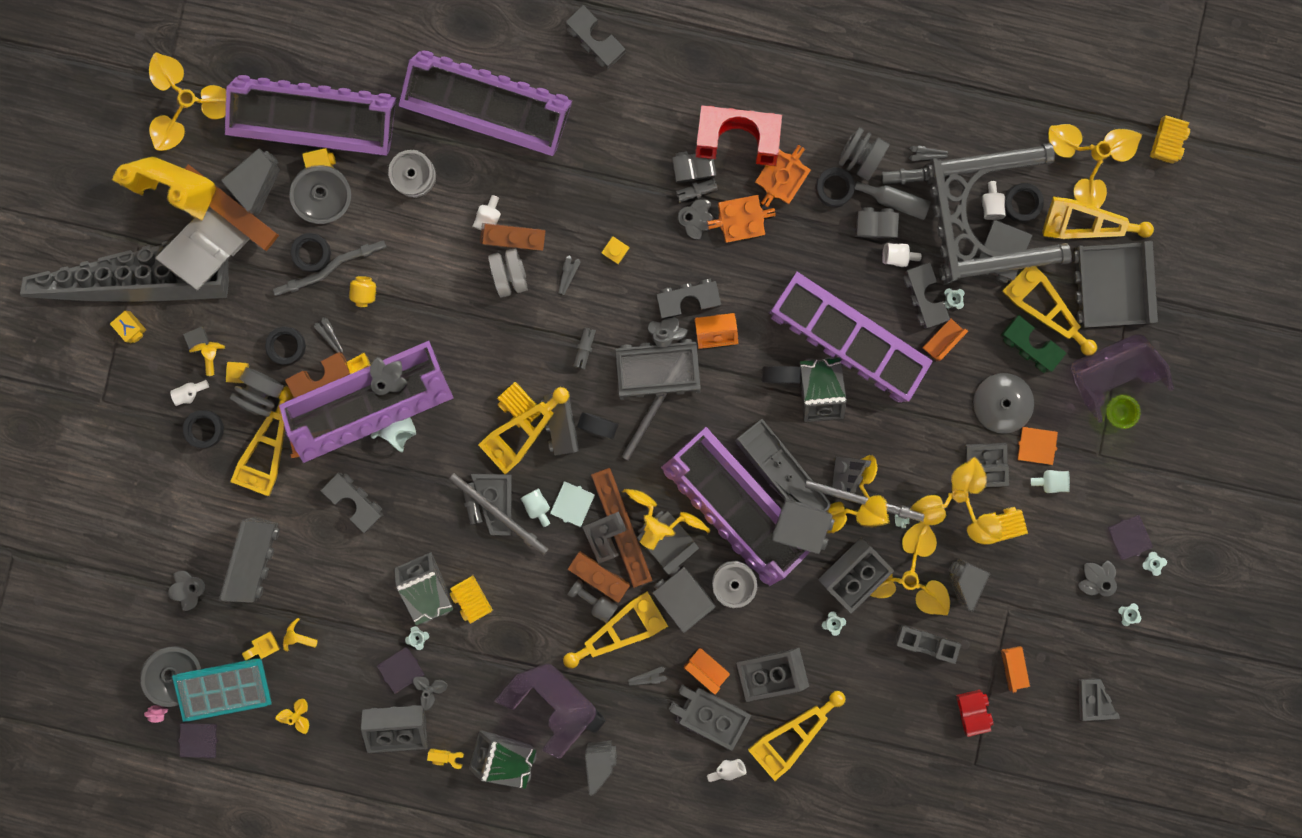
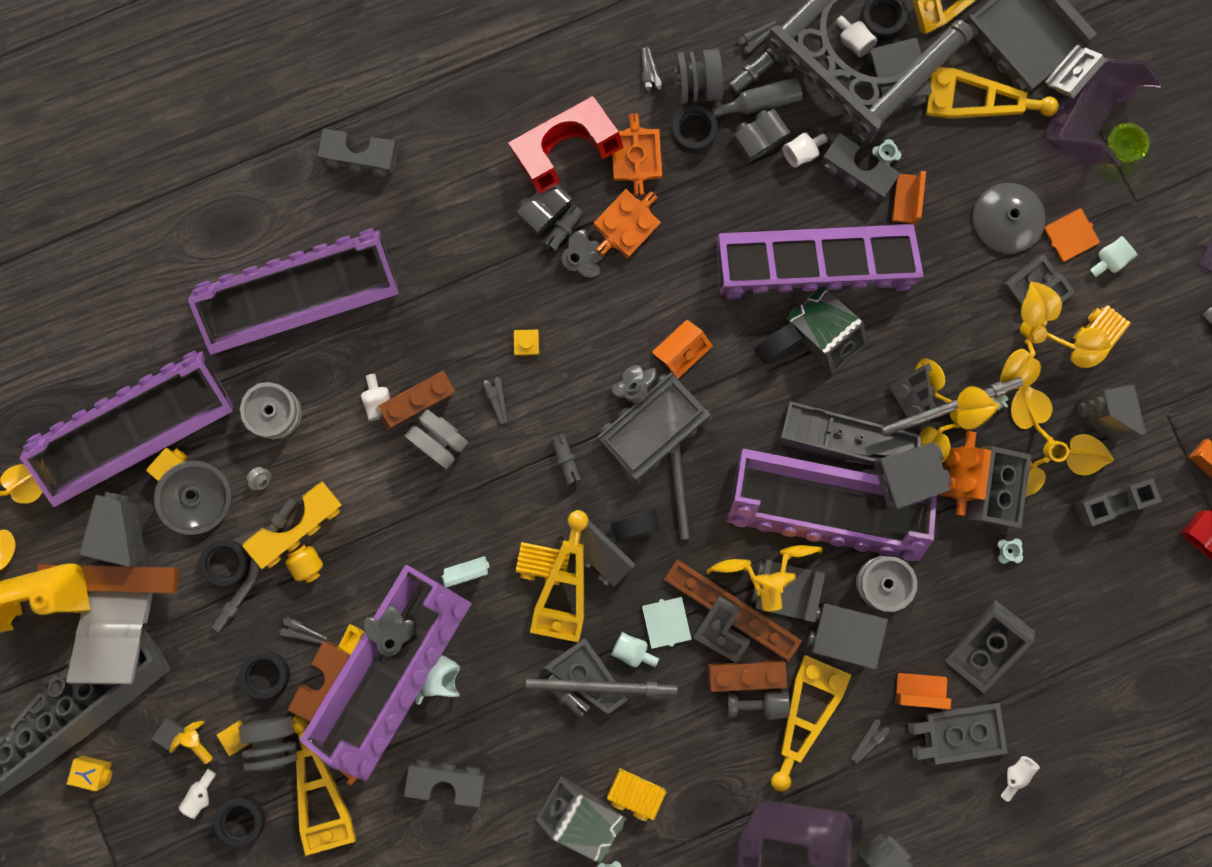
camera: 40 degrees left, 5 degrees down
(347, 263) = (268, 545): none -> yellow arch
(372, 212) = (258, 478): none -> light grey plate
(464, 374) = (465, 571): none -> light aqua piece
(705, 293) = (645, 320): dark grey arch -> none
(767, 755) = (1048, 732): yellow plate -> none
(833, 127) = (650, 73): none -> dark grey piece
(841, 551) = (968, 473): none -> orange plate
(1018, 334) = (974, 142): dark green arch -> none
(1123, 336) = (1075, 71): none -> light grey plate

